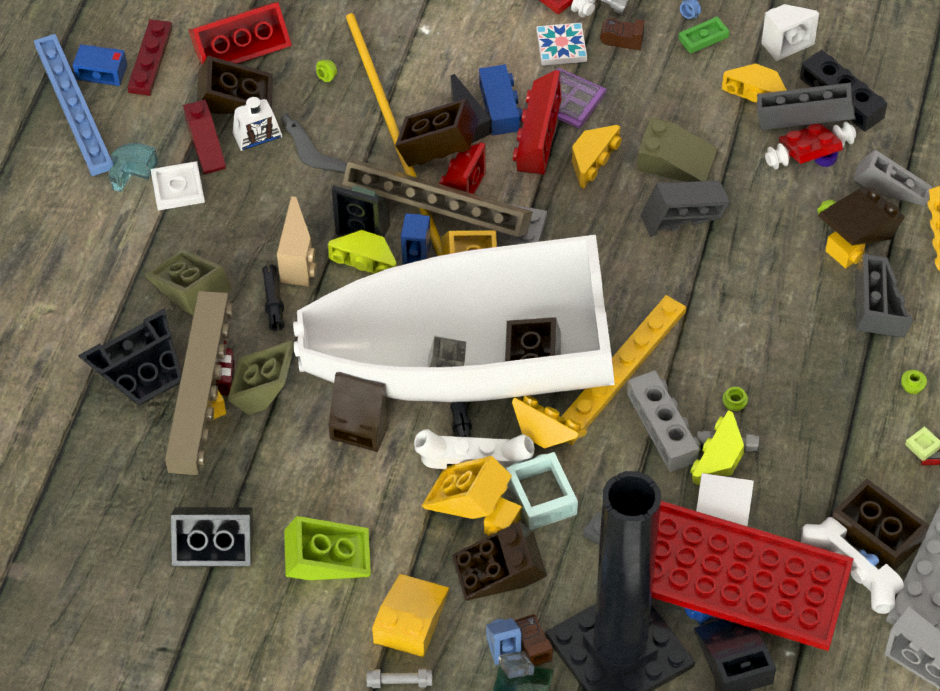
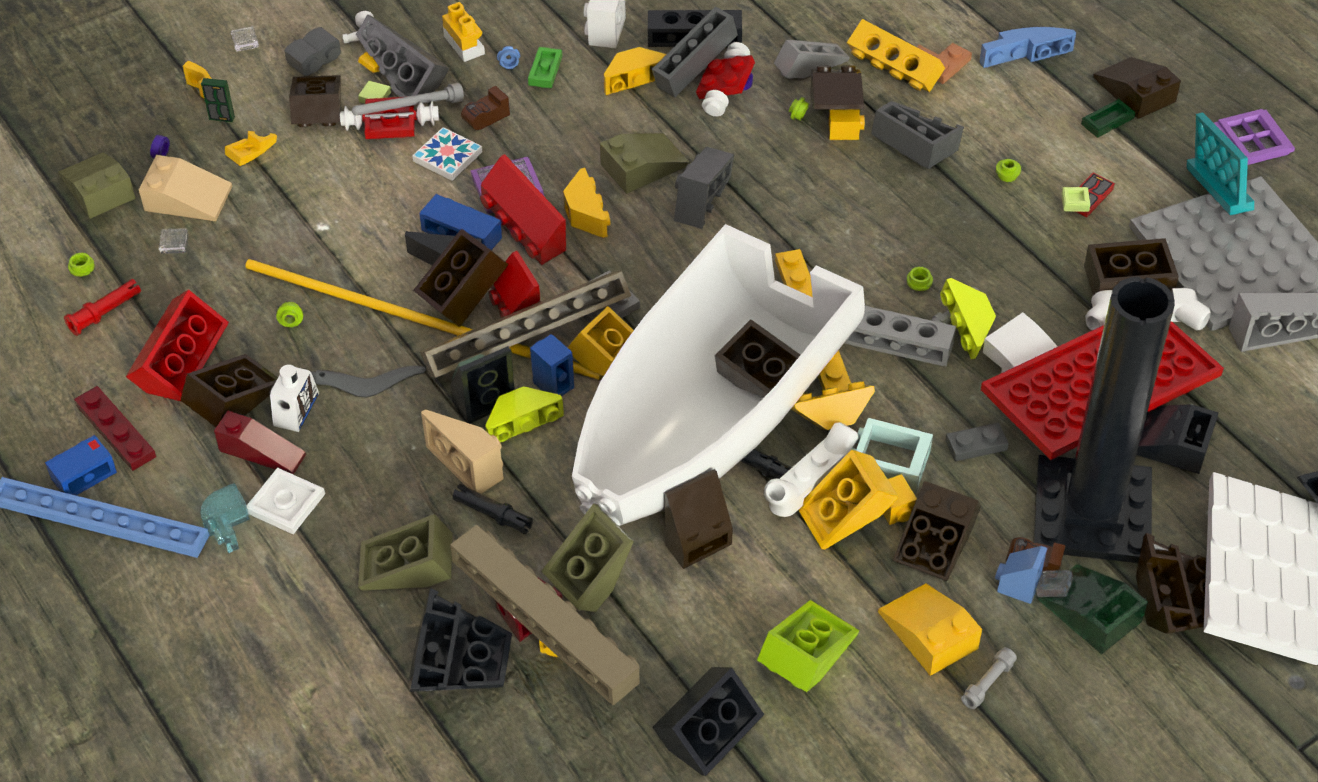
camera: 50 degrees left, 5 degrees down
(446, 352) = (698, 426): clear smoke piece -> none

